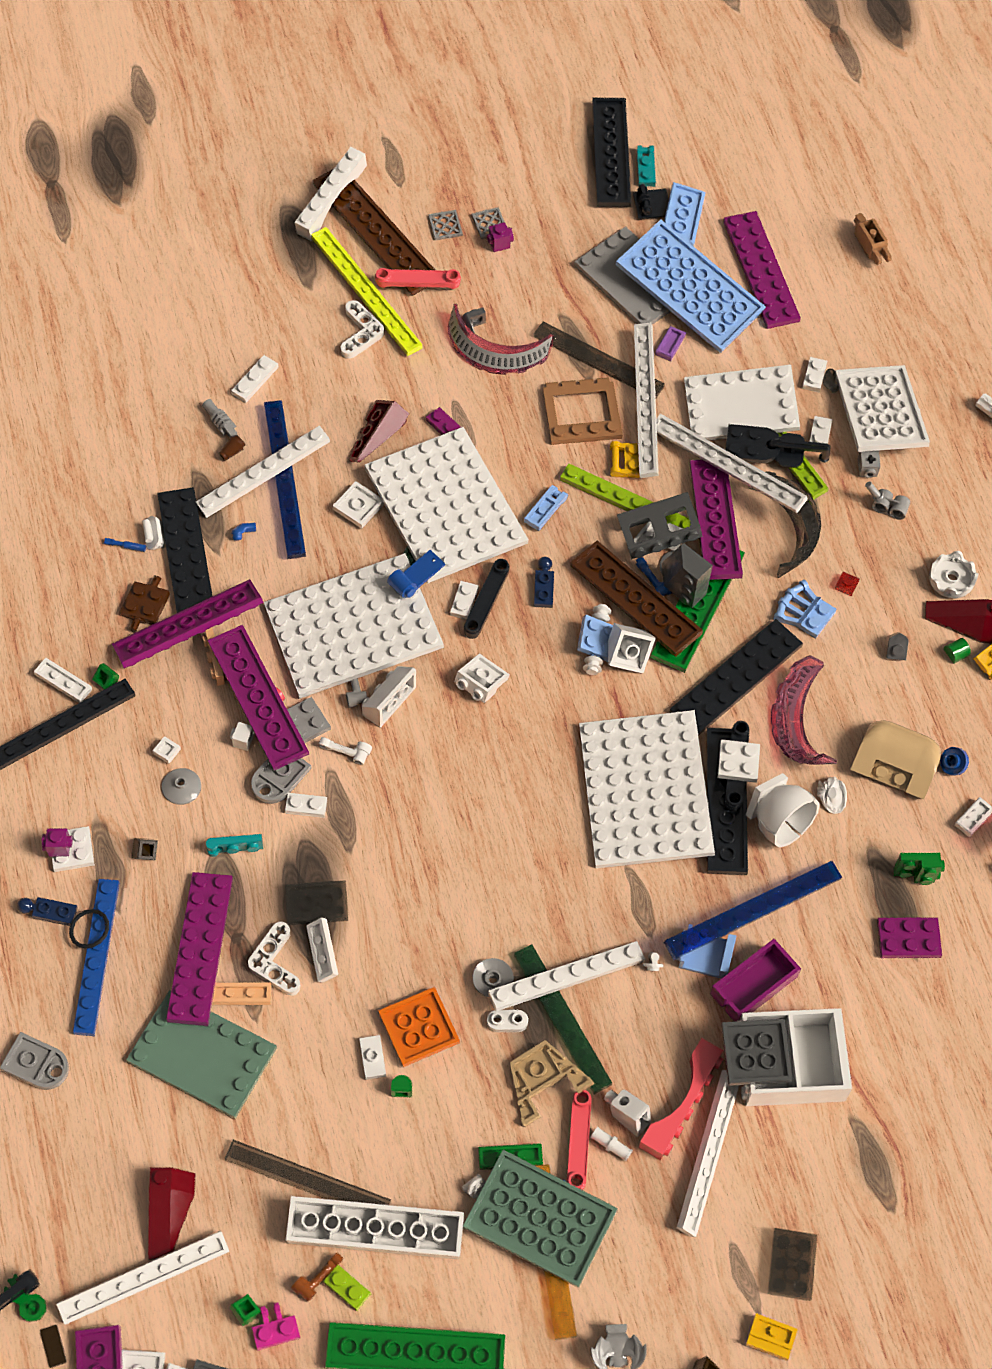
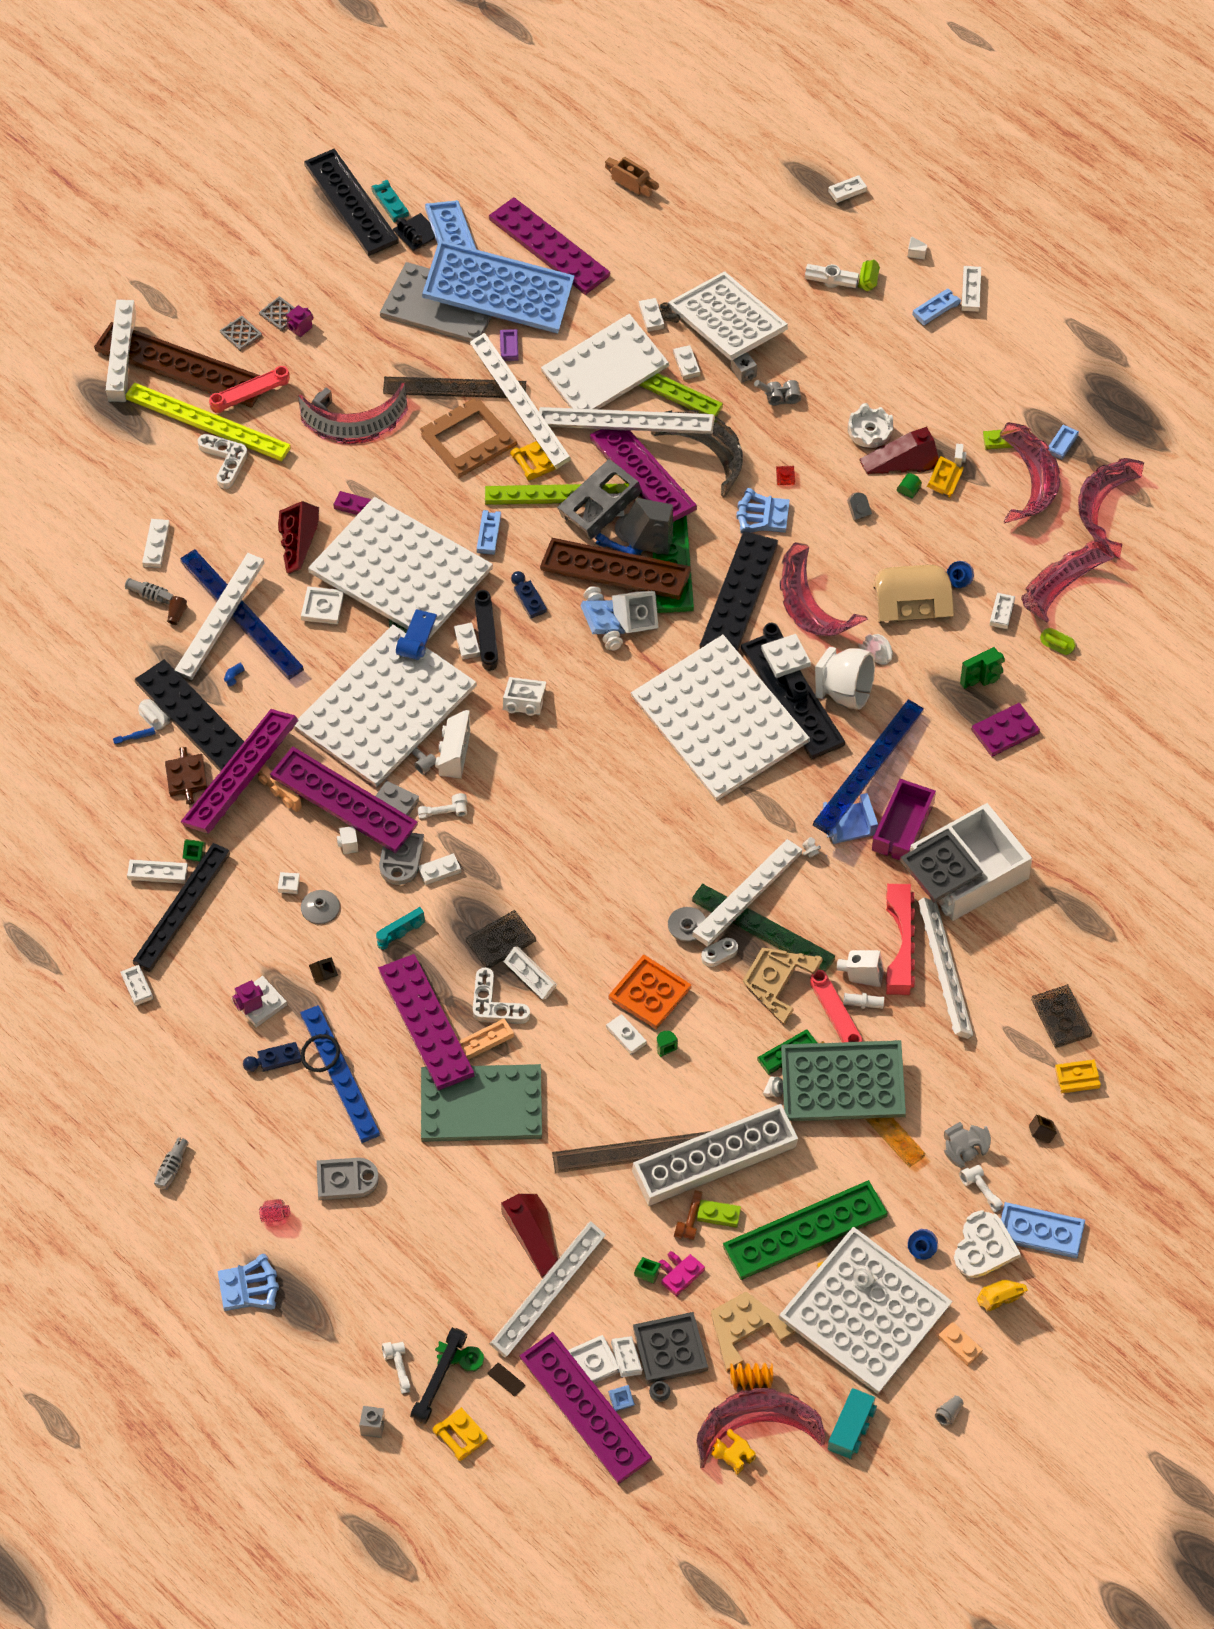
camera: 25 degrees left, 5 degrees down
(765, 445) = (667, 387): black plate -> none

